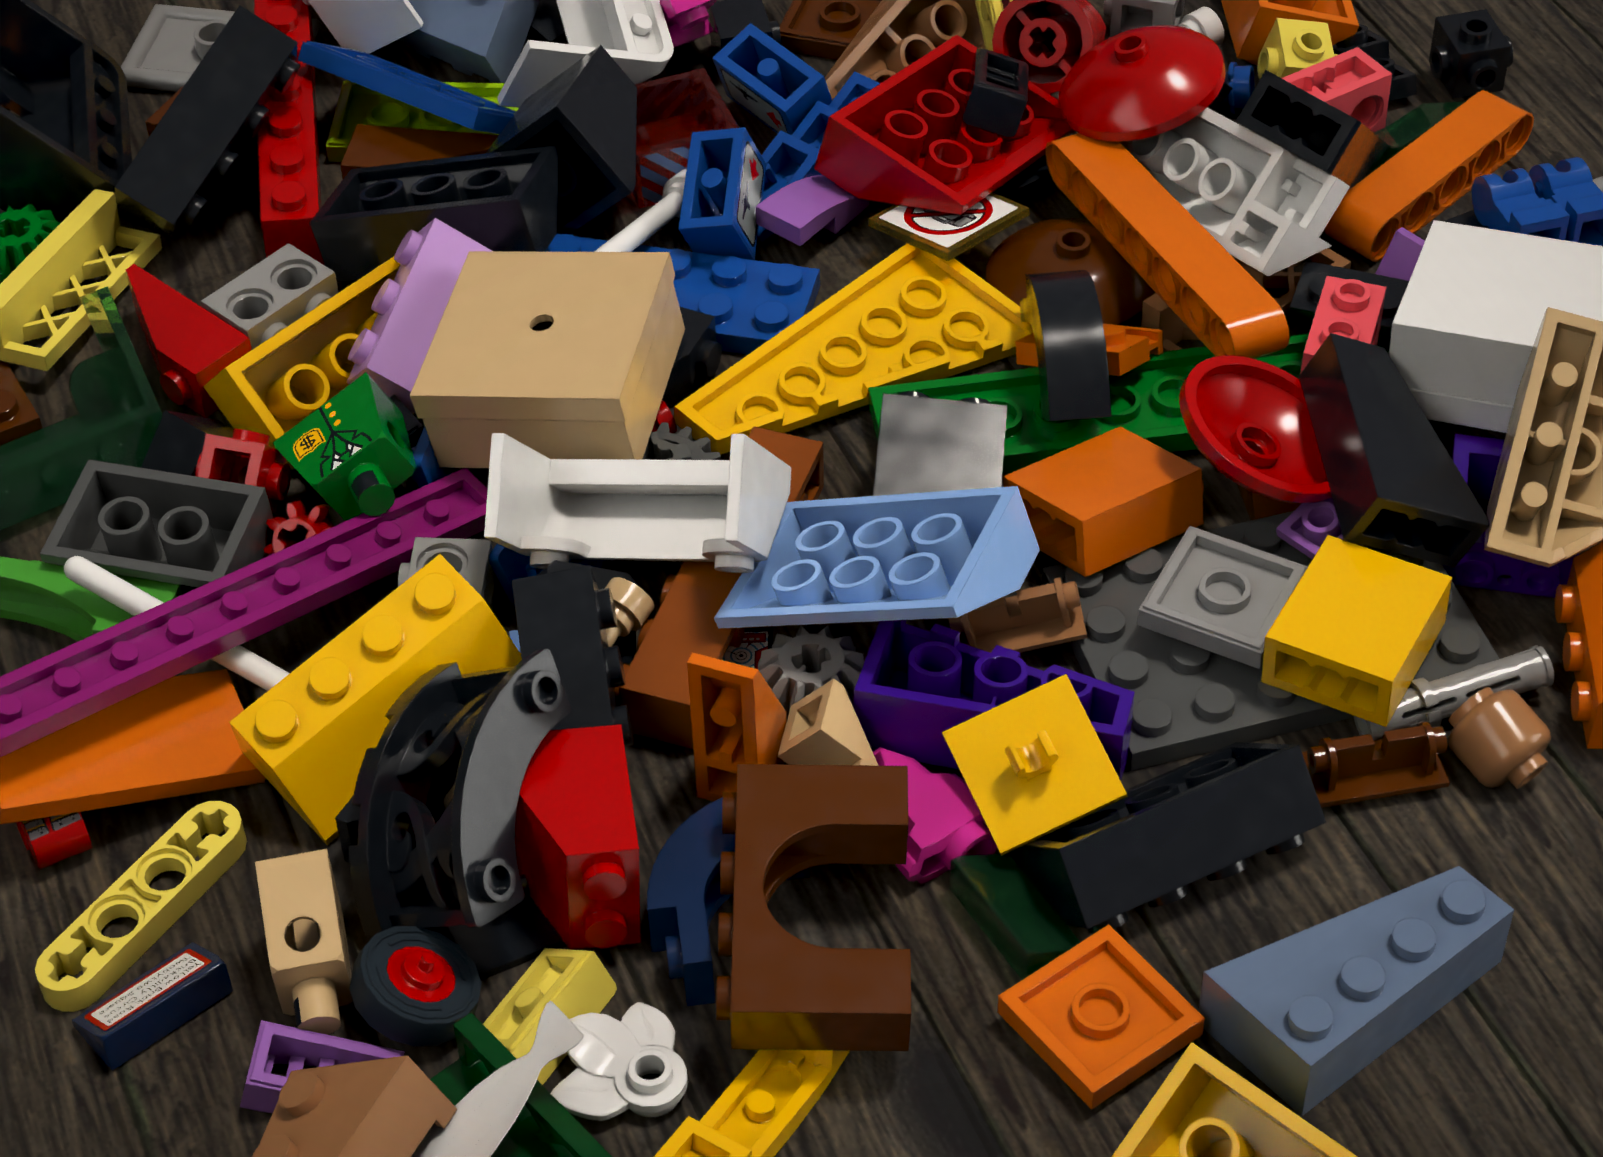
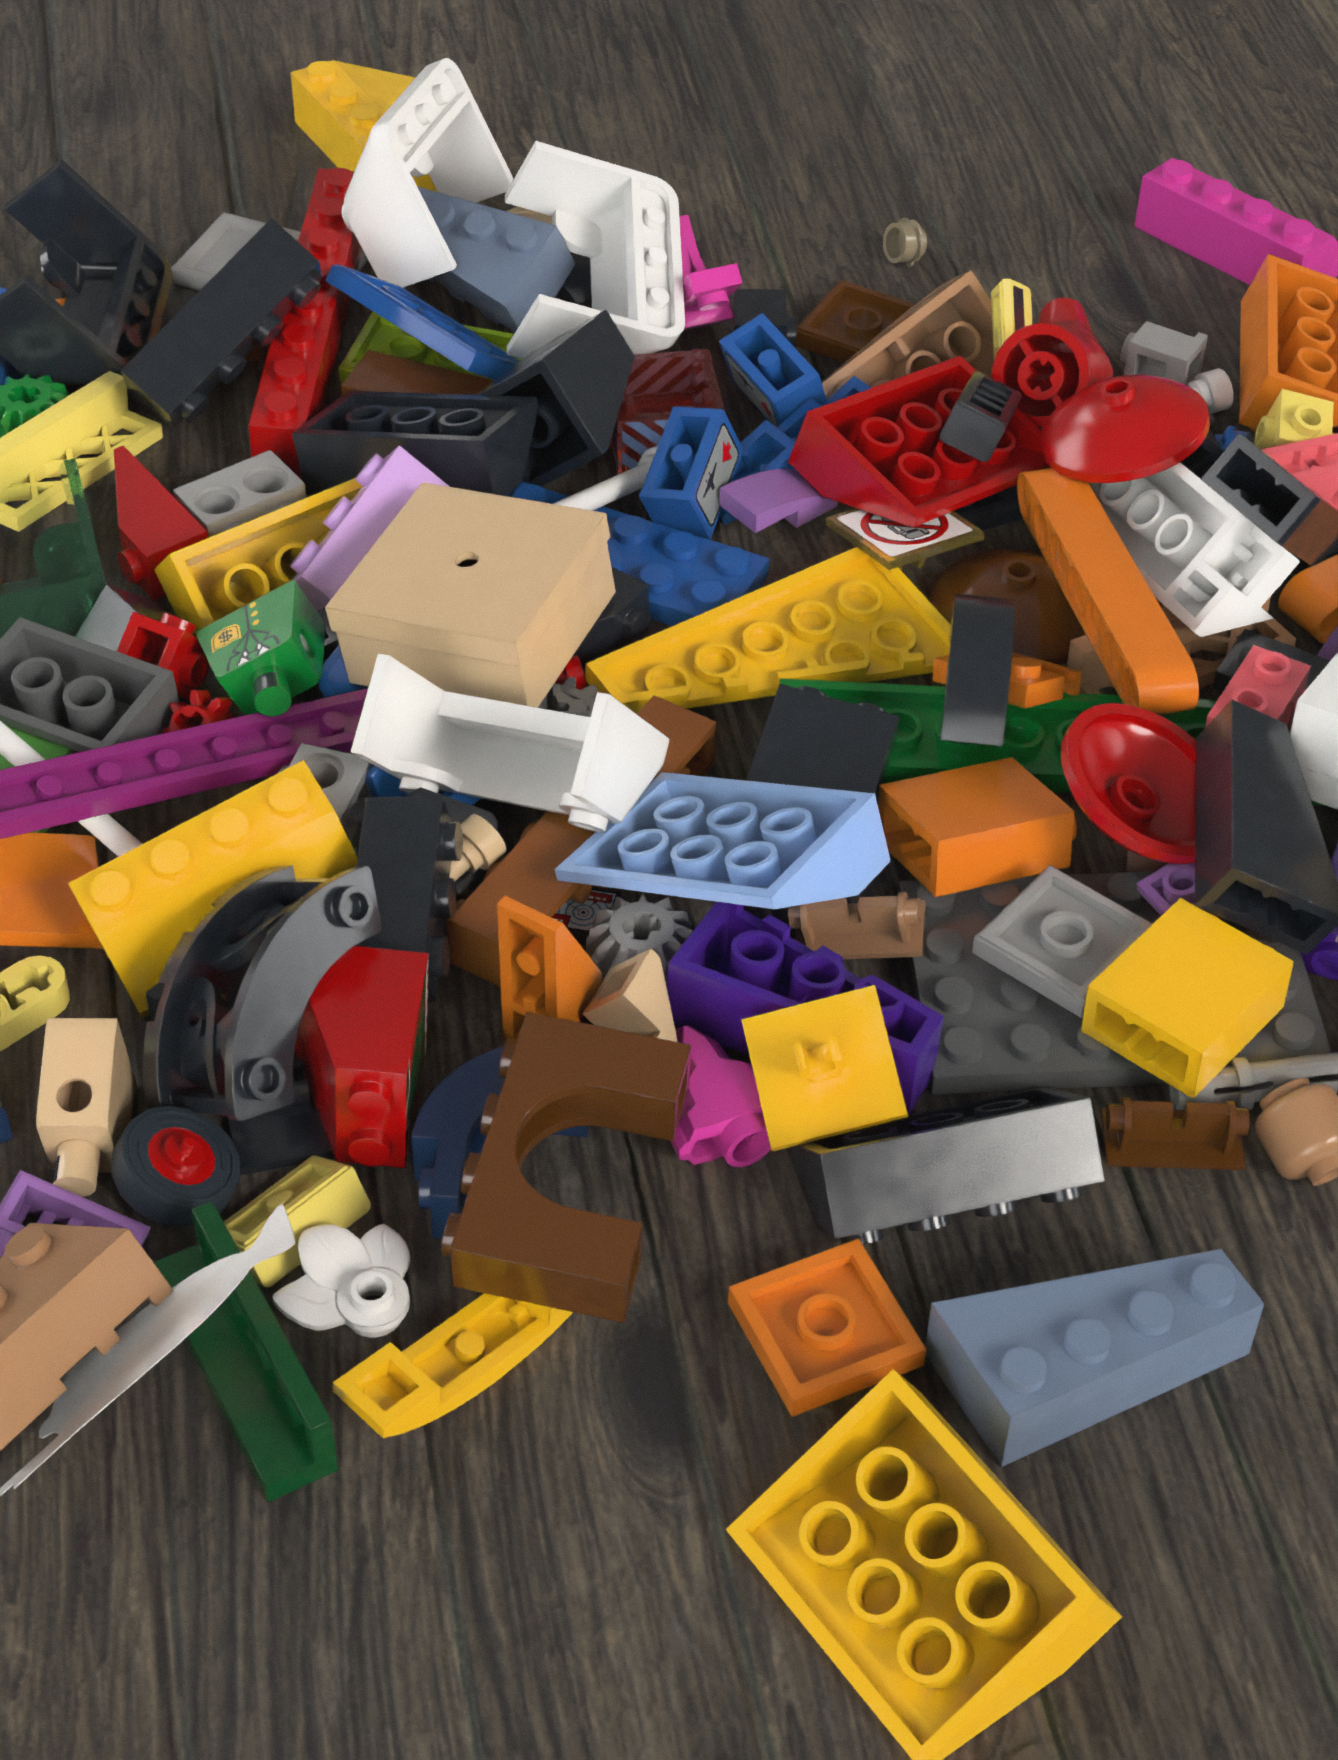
camera: 10 degrees right, 0 degrees up
(1010, 911) = (770, 1205): clear green slope -> none

